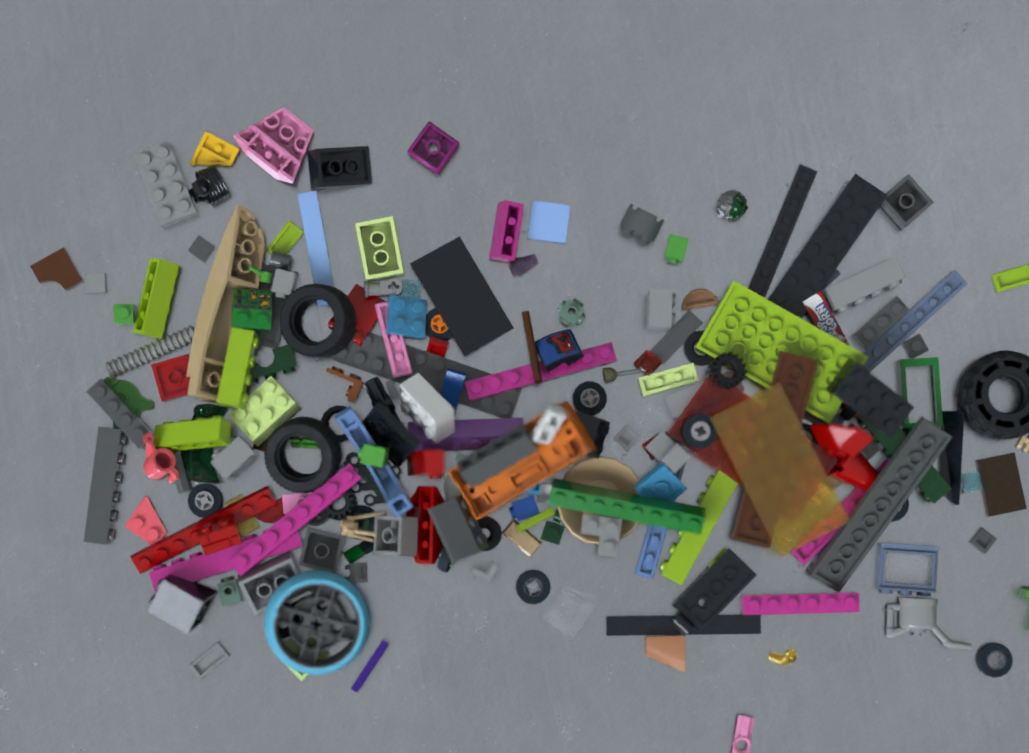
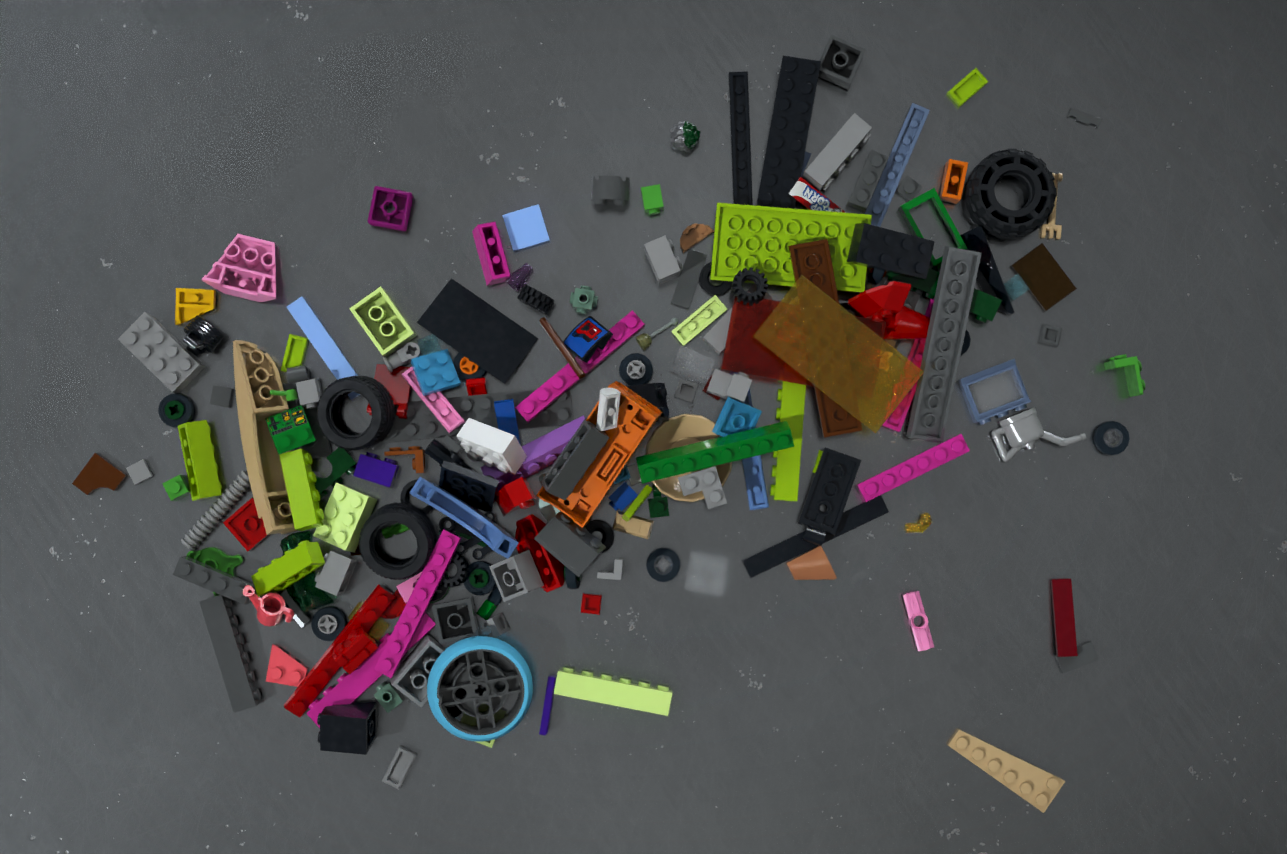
camera: 15 degrees left, 0 degrees up
(158, 248) = (181, 414): none -> black wheel
(312, 381) = (376, 470): none -> dark purple brick
(339, 167) = (313, 265): black slope -> none
(350, 528) = (471, 588): tan plant -> none
(373, 455) = (462, 511): bright green brick -> none
(434, 681) = (613, 692): none -> yellowish green brick
(451, 592) = (591, 603): none -> red tile
(528, 292) = (535, 299): none -> black tyre
(647, 363) = (674, 314): clear red tile -> none
(693, 431) = (742, 354): black wheel -> none
(958, 359) = (953, 181): none -> orange brick

